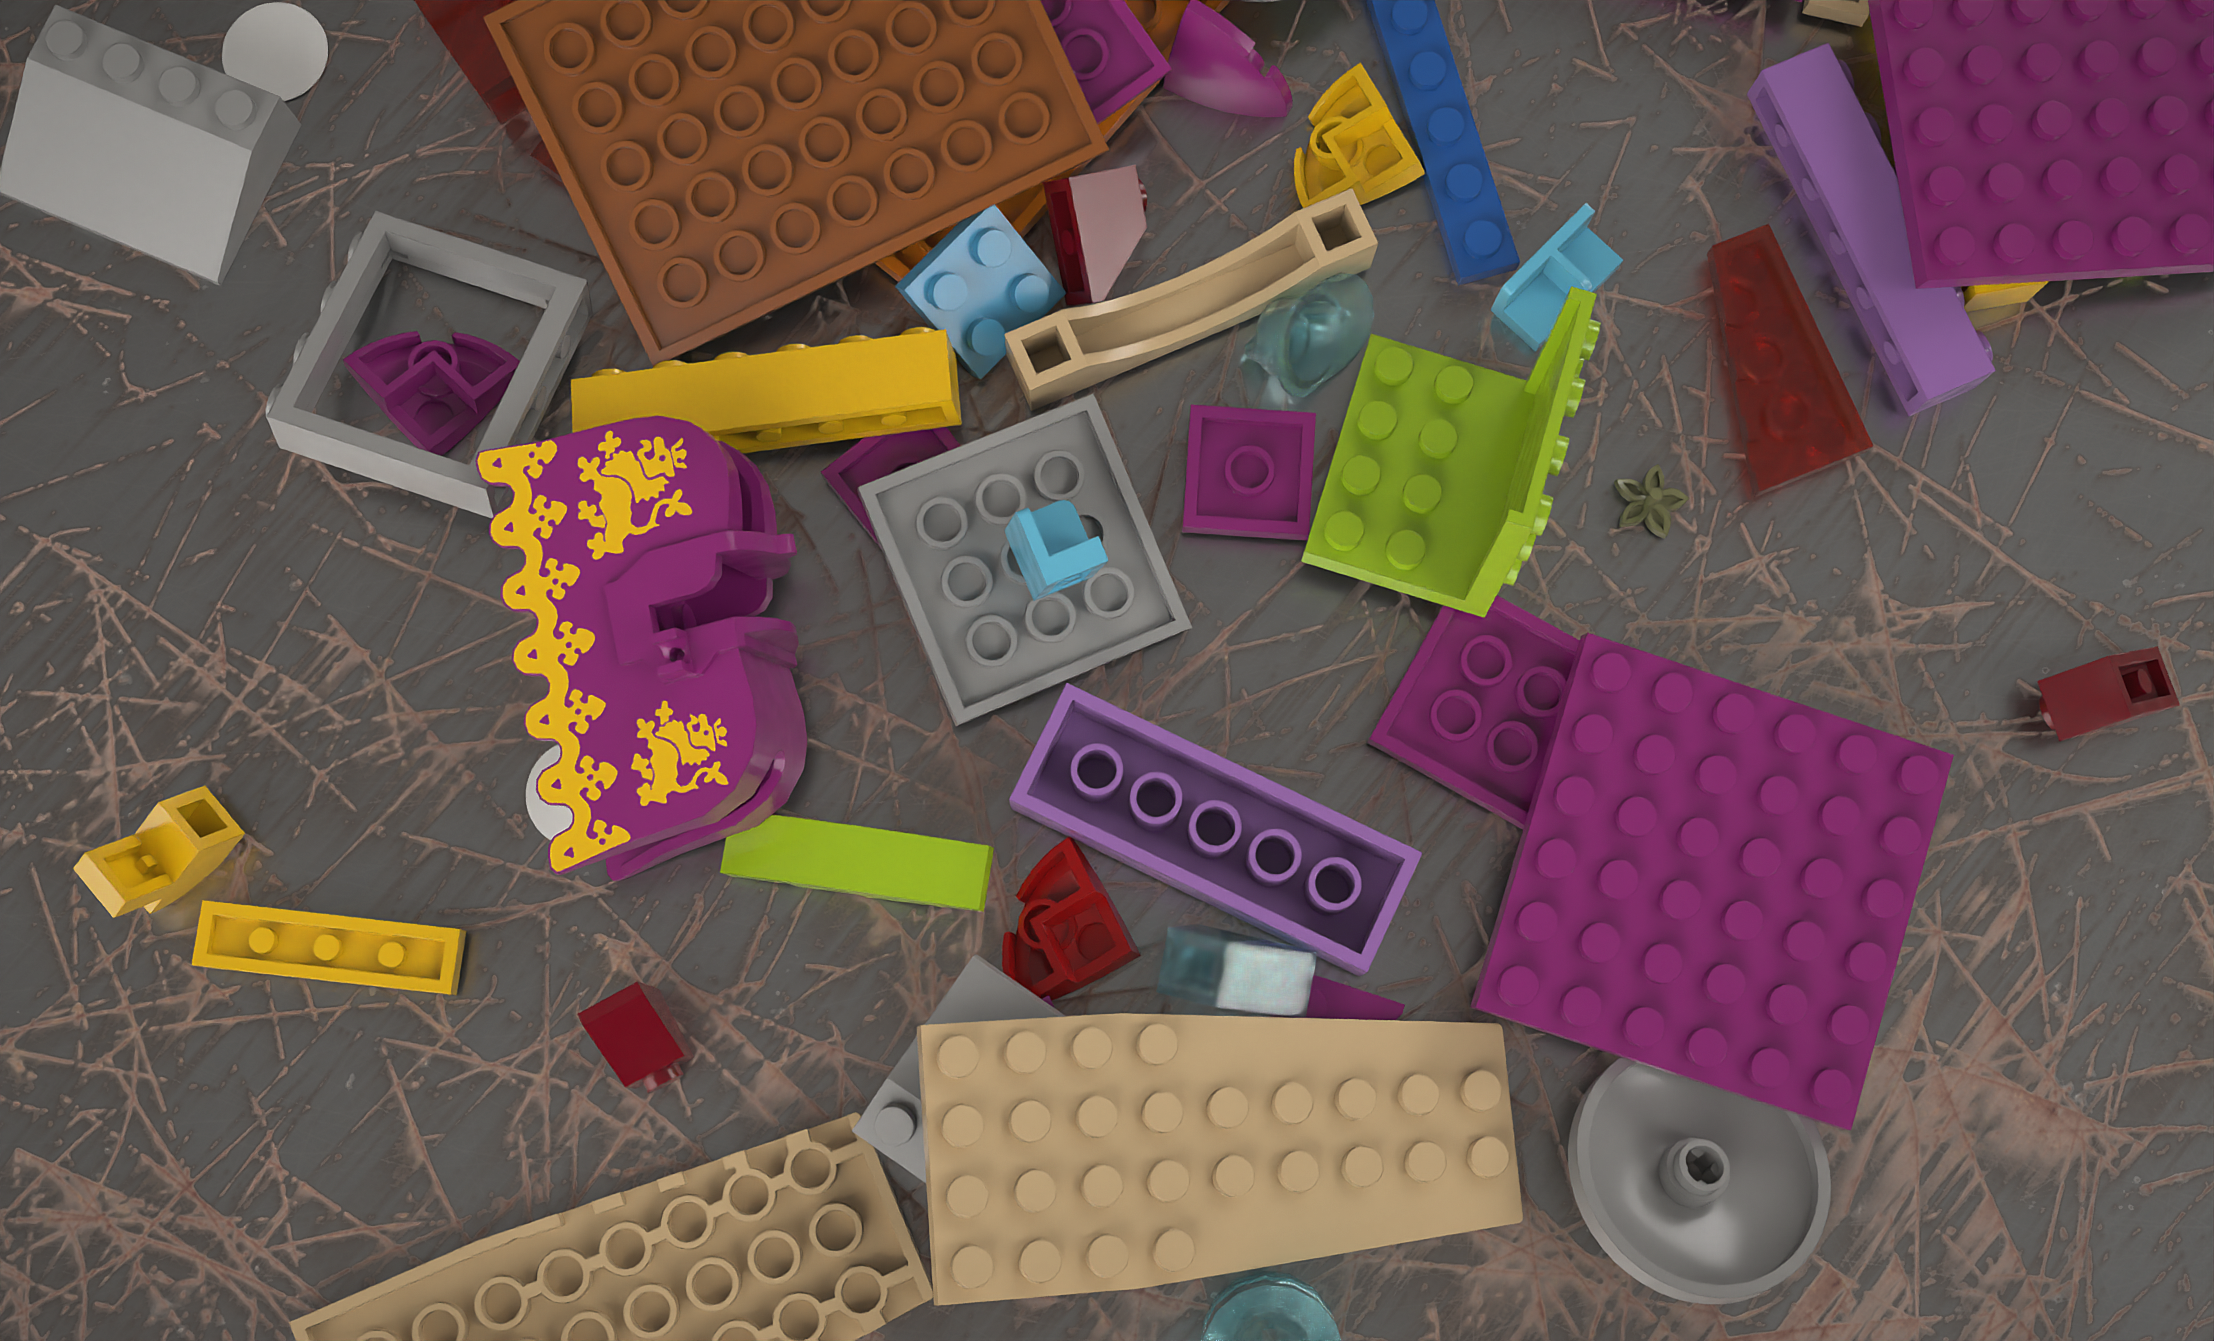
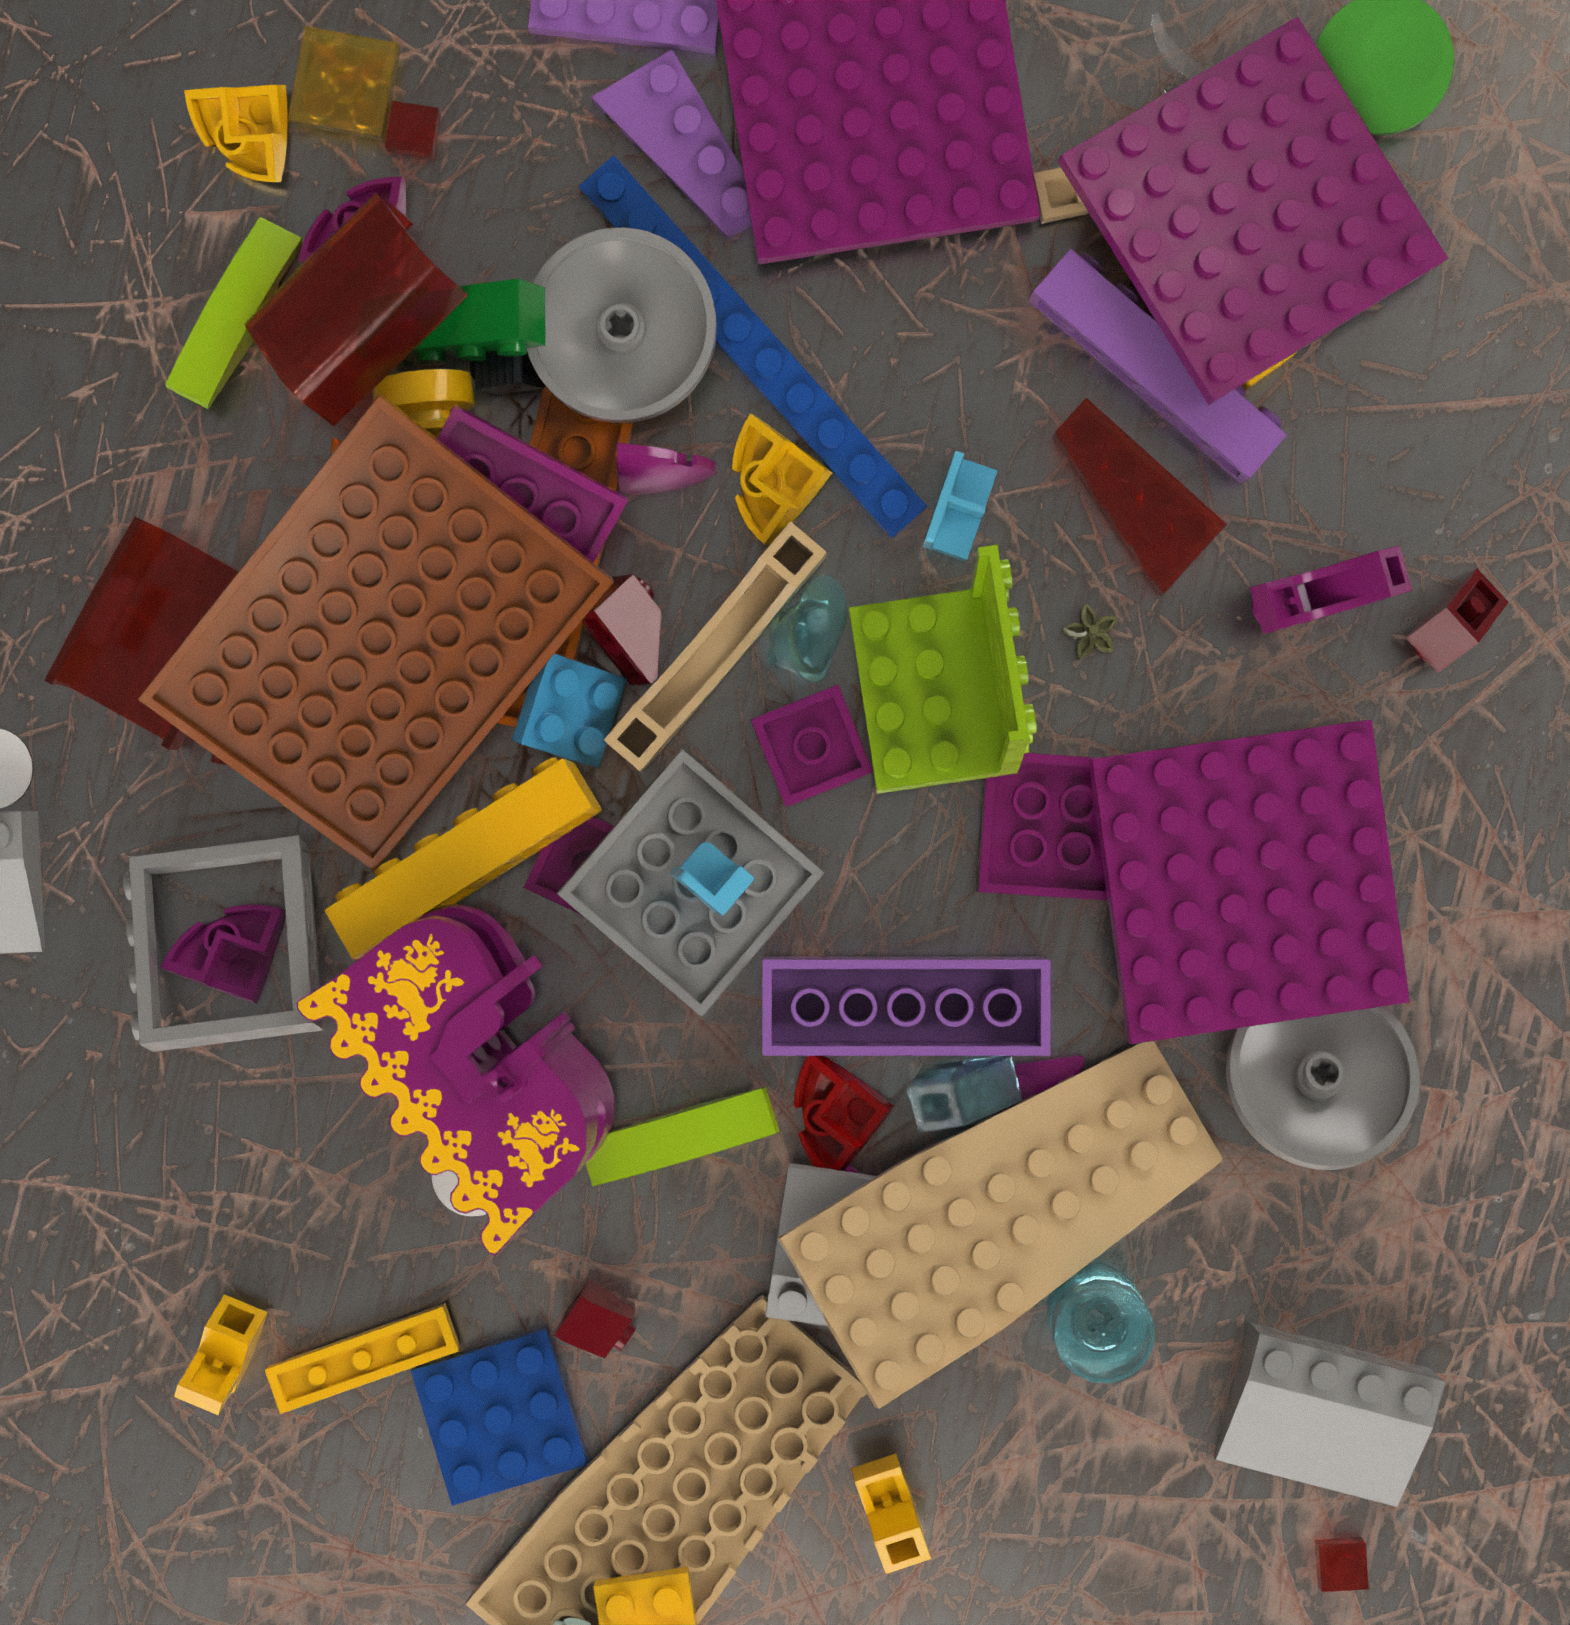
camera: 25 degrees left, 10 degrees up
(458, 1106) = (499, 1415): none -> blue plate
(1966, 582) = (1330, 590): none -> magenta arch

